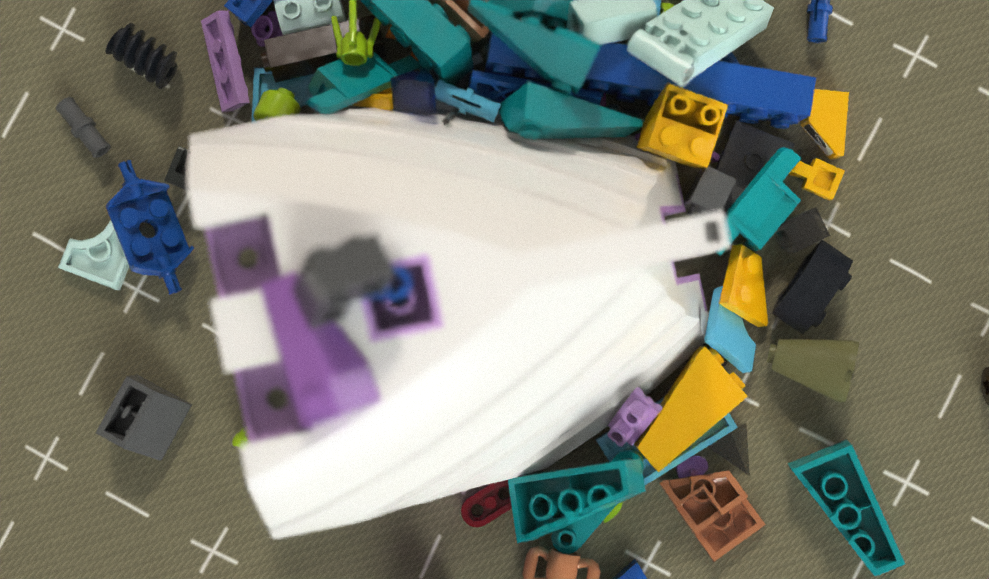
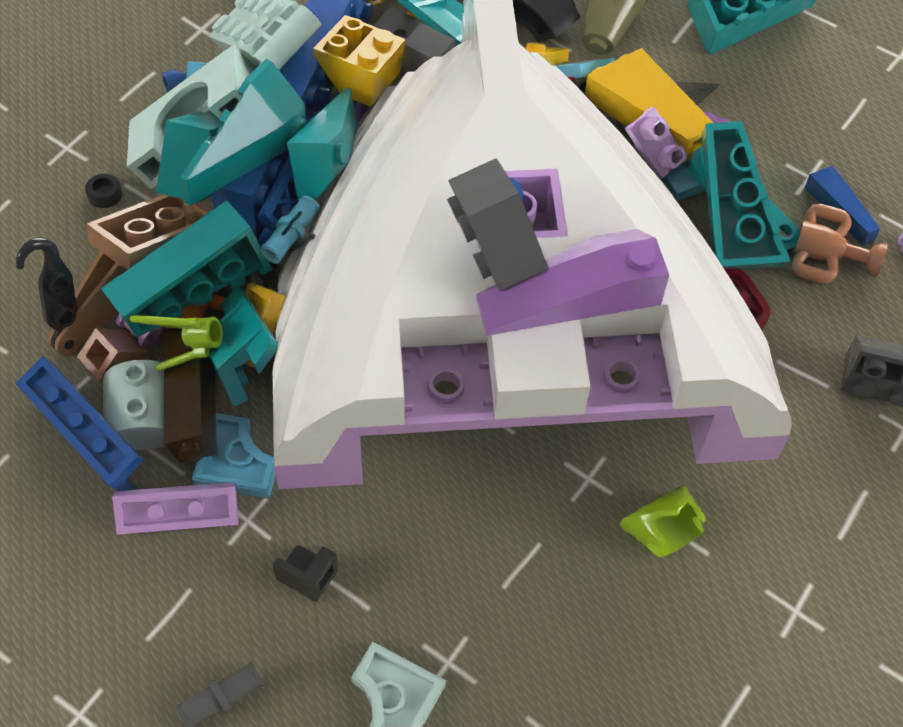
camera: 85 degrees left, 30 degrees down
(143, 55) = (142, 599): black piece -> none
(143, 417) = (617, 661): dark grey slope -> none
(148, 203) = (341, 629): blue plate -> none
(259, 28) = (156, 465): medium lavender plate -> none
(275, 104) = (251, 447): lime head -> none
(414, 92) = (273, 261): clear blue slope -> none
(714, 510) = (760, 104): nougat slope -> none

